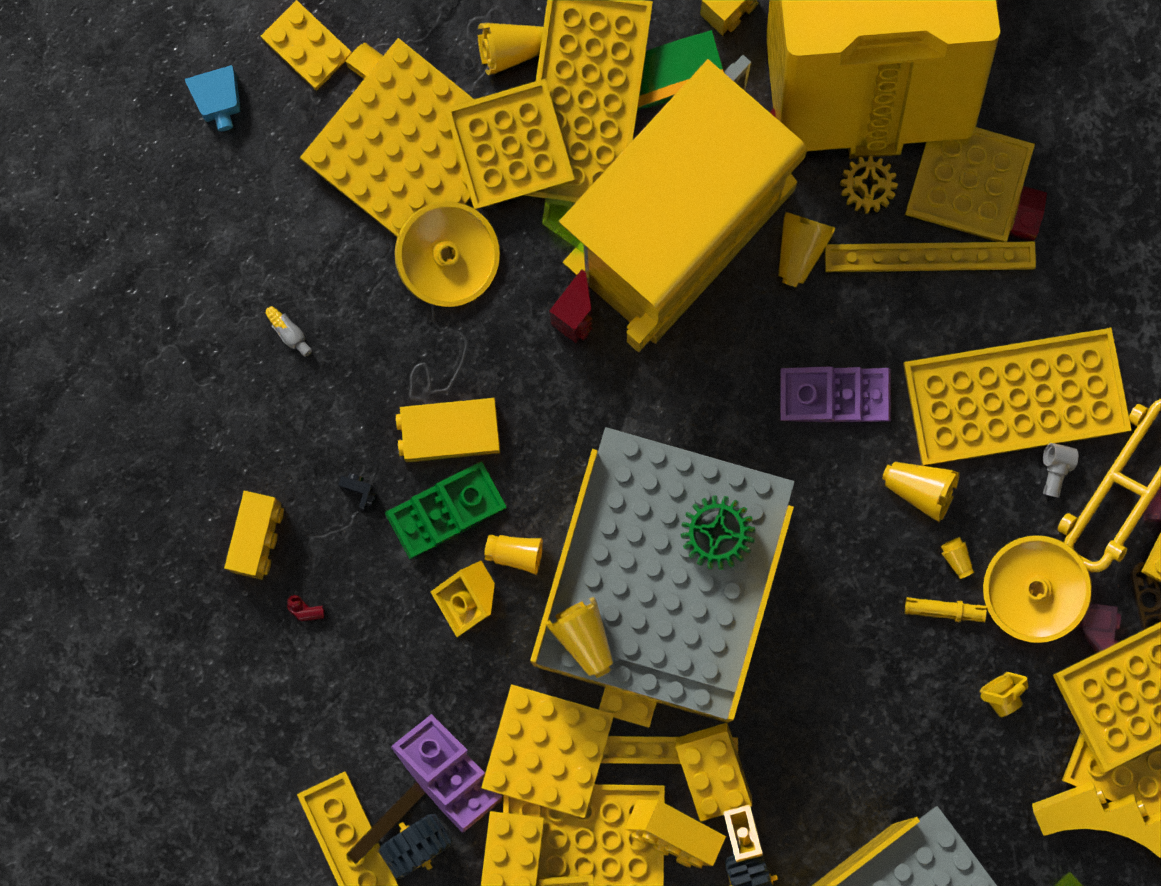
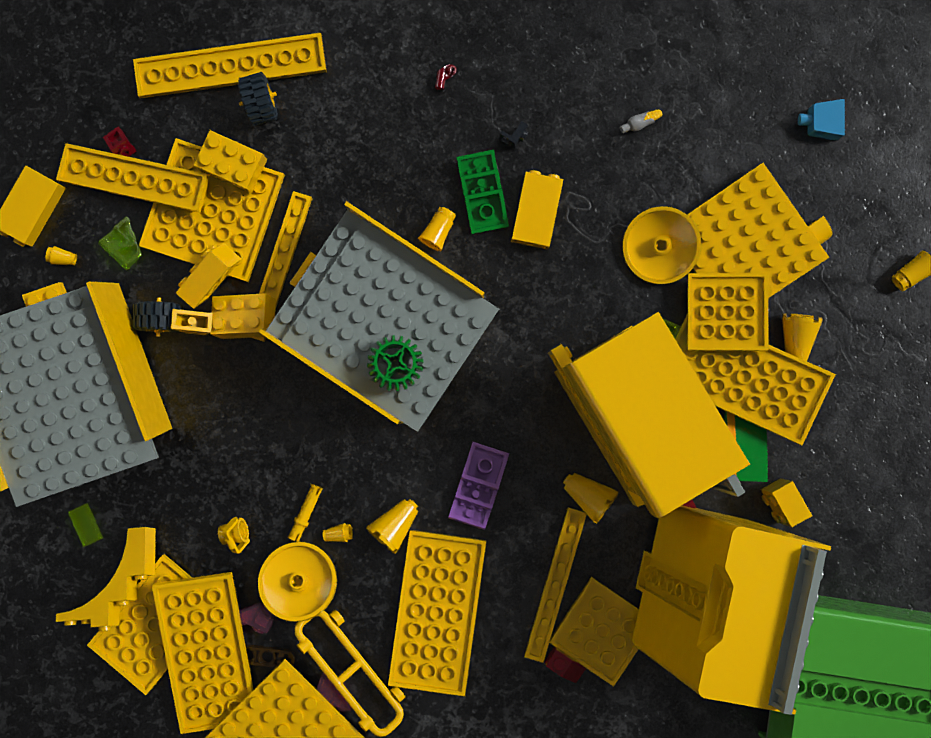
camera: 105 degrees right, 5 degrees up
(254, 535) = (504, 52): yellow brick -> none
(306, 45) = (842, 193): yellow plate -> none
(385, 823) = (281, 85): dark brown beam -> none
(446, 773) = (302, 136): medium lavender slope -> none
(466, 597) = (417, 186): yellow slope -> none
(547, 751) = (294, 208): yellow plate -> none
(573, 310) = (595, 320): dark red slope -> none
(584, 637) = (352, 244): yellow cone -> none
(858, 184) = (618, 566): yellow gear -> none
(1059, 461) = (382, 626): light grey pin -> none

